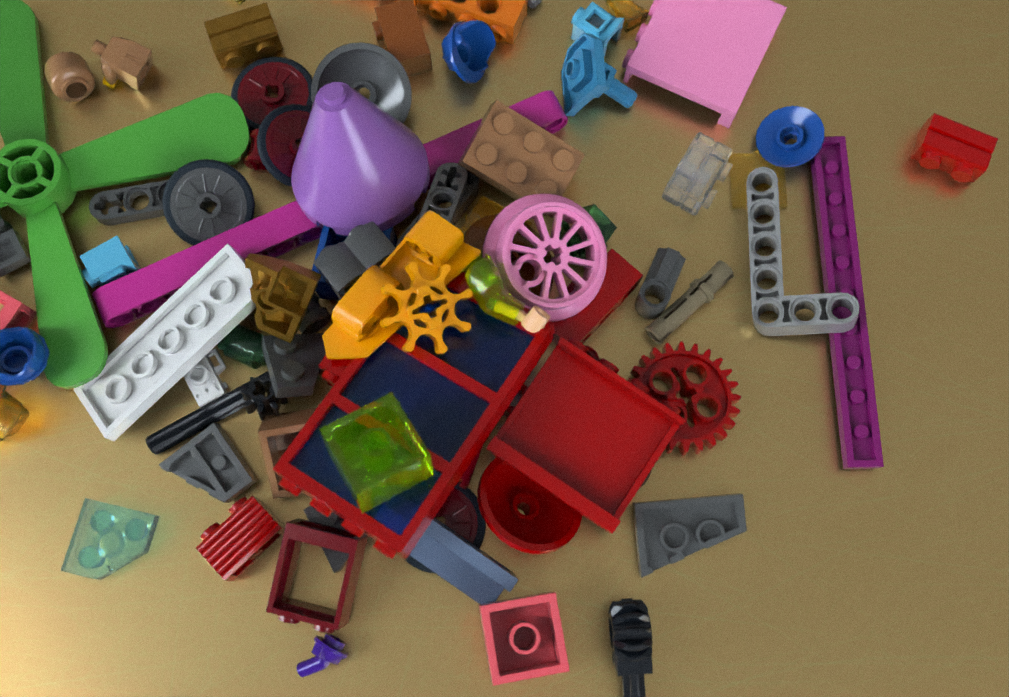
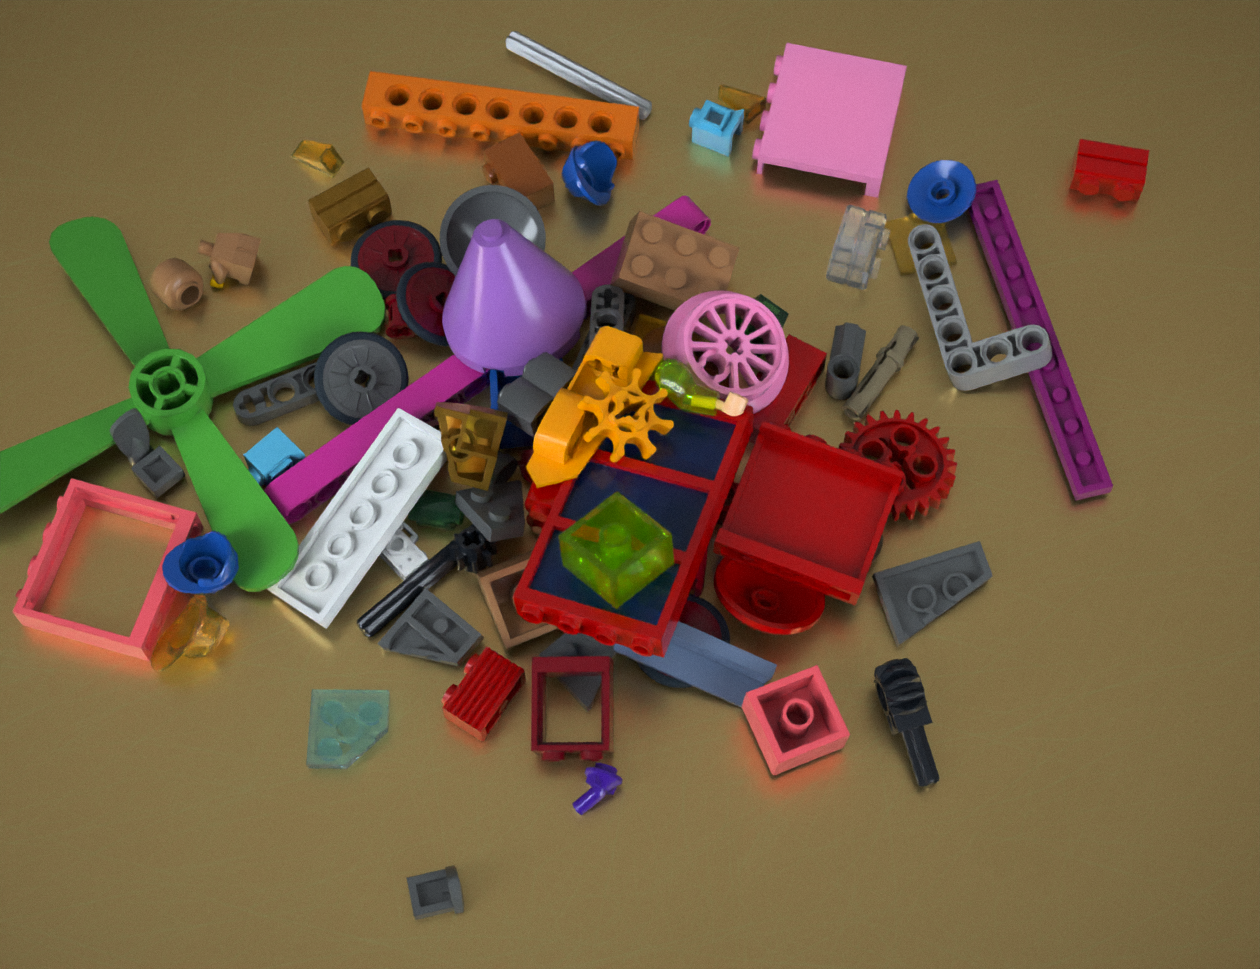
camera: 10 degrees left, 10 degrees down
(589, 77) = (720, 173): dark azure piece -> none

